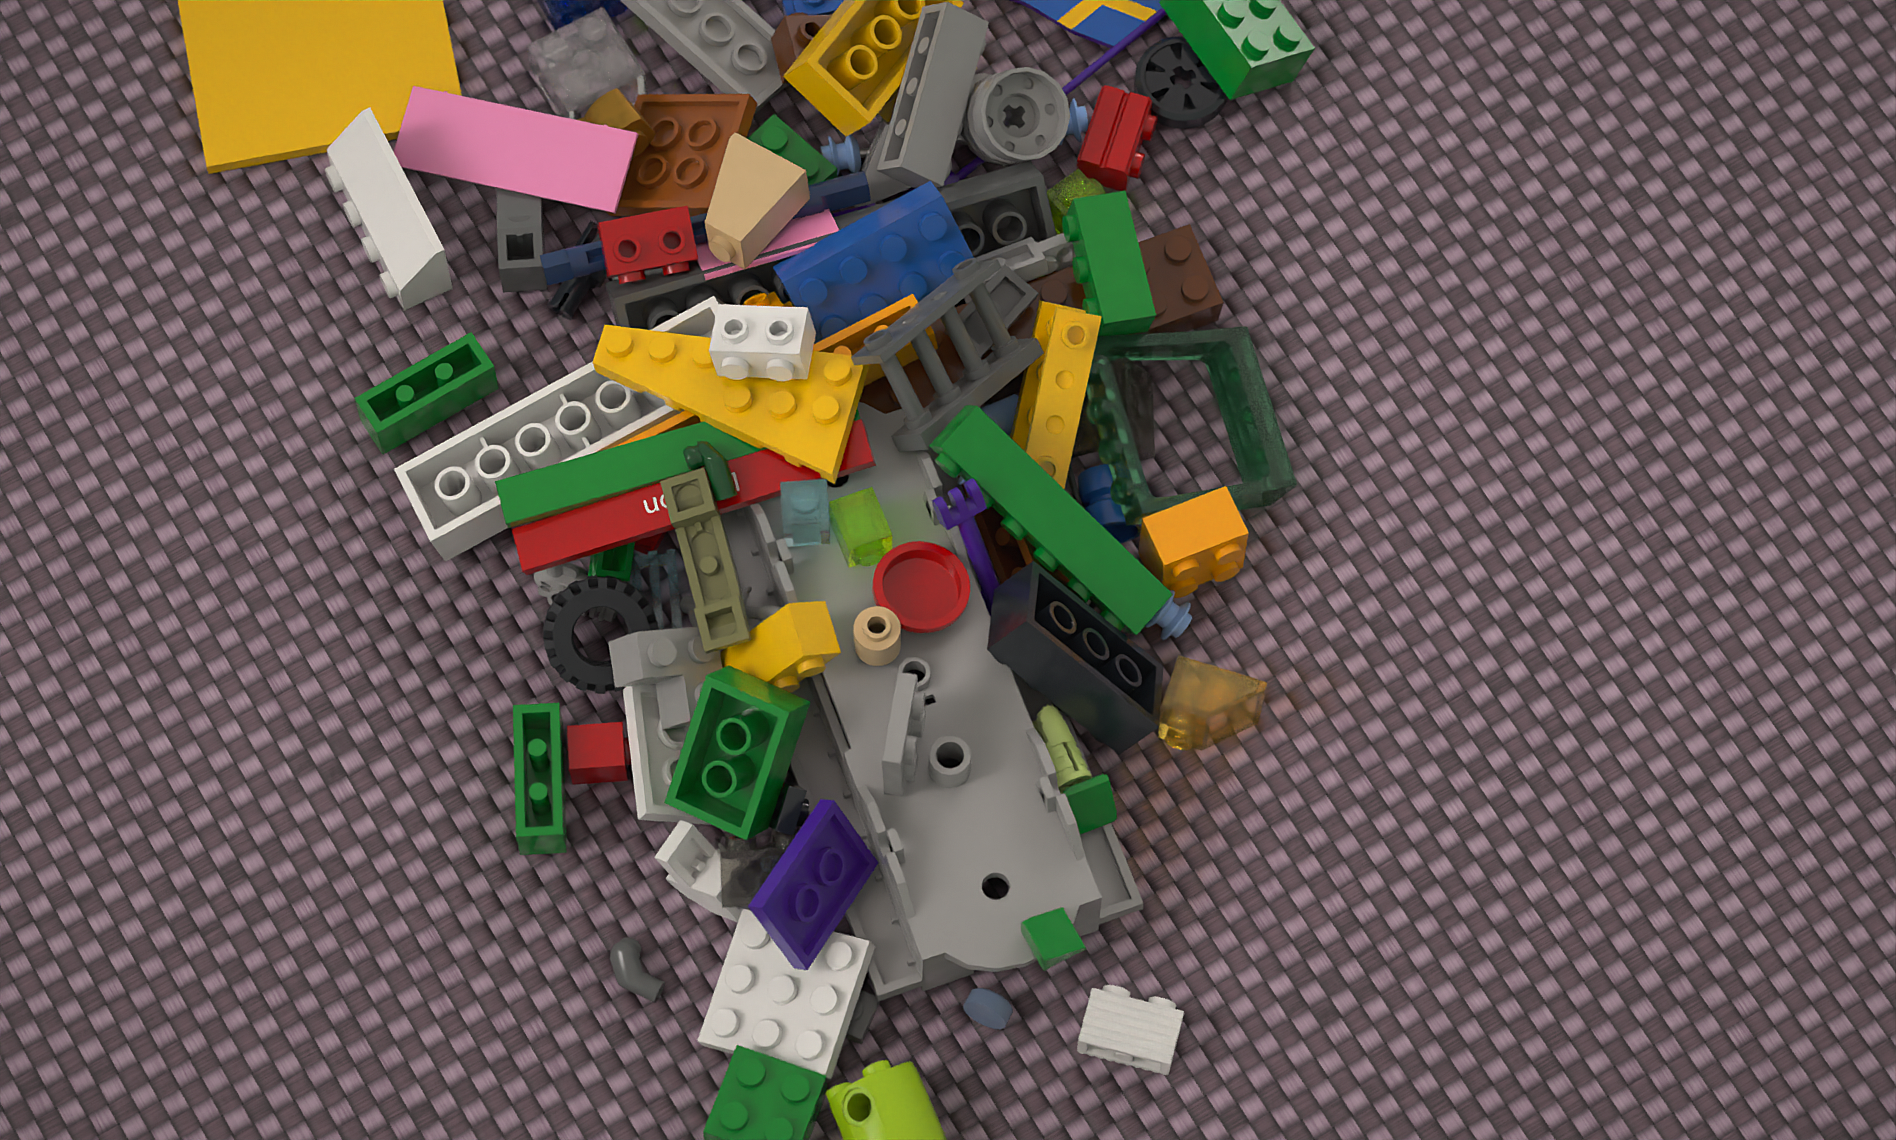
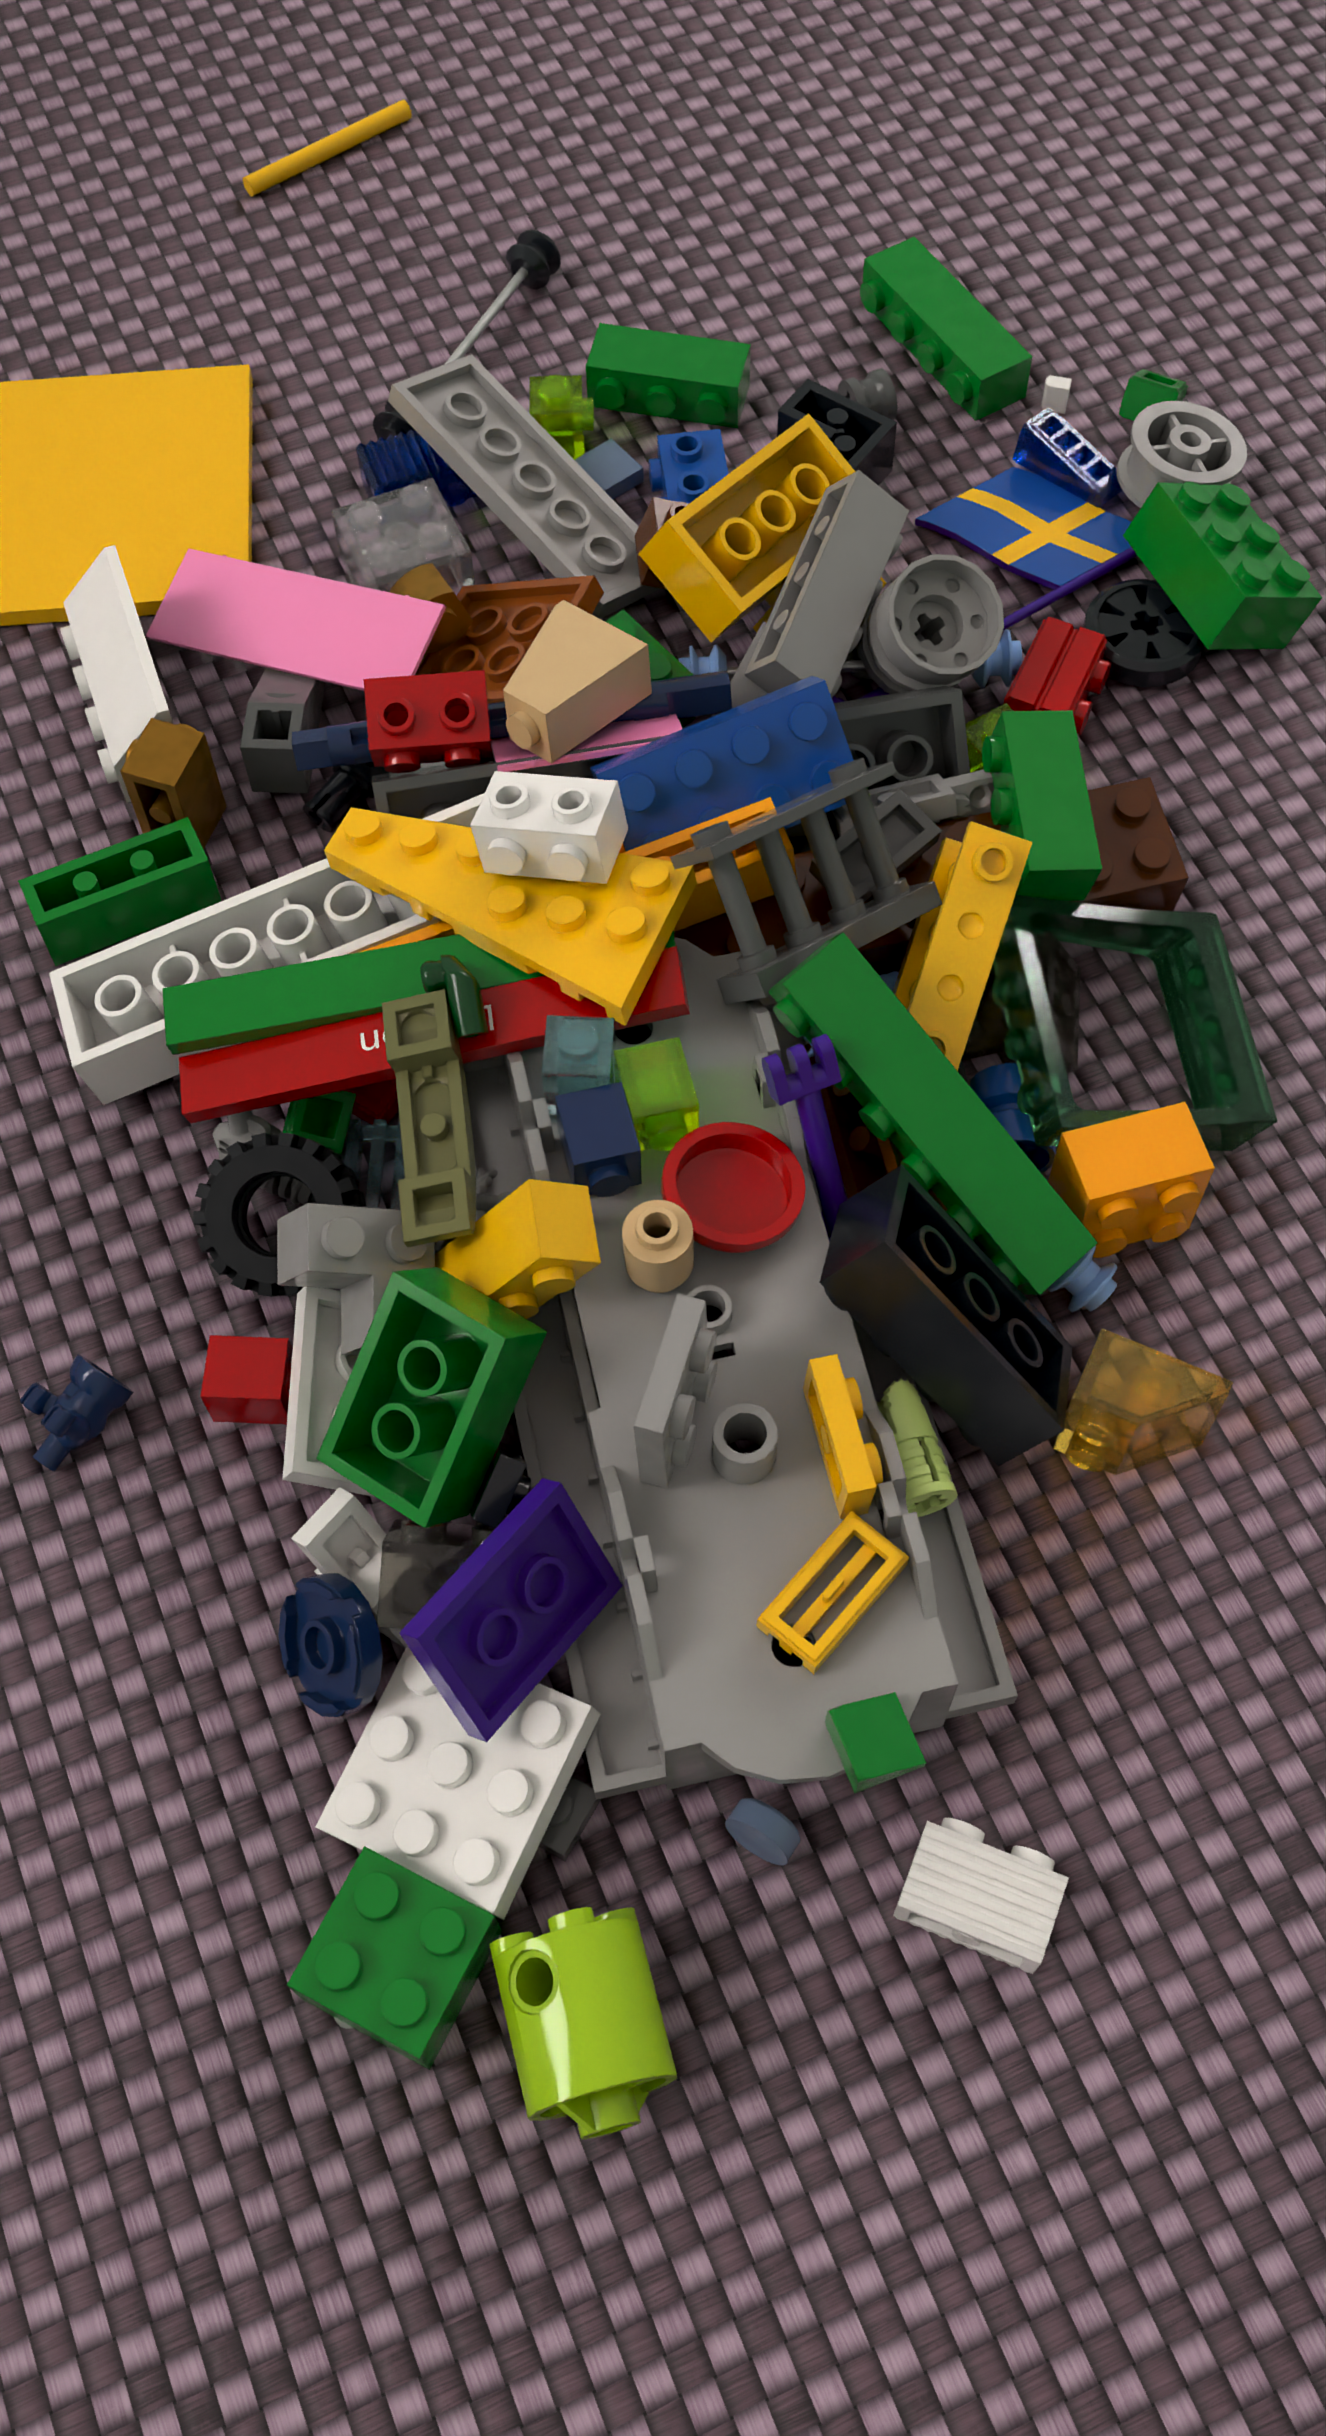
camera: 10 degrees right, 5 degrees down
(449, 300) = (173, 778): none -> pearl gold brick
(479, 790) = (78, 1412): none -> dark blue piece
(539, 779) = (156, 1408): green brick -> none
(629, 972) = (235, 1705): dark grey arm -> none
(689, 923) = (331, 1644): none -> dark blue tile
(826, 565) = (599, 1139): none -> dark blue brick
(995, 882) = (793, 1638): none -> yellow tile
(1006, 733) = (834, 1410): none -> yellow plate
(1092, 803) = (955, 1532): green slope -> none

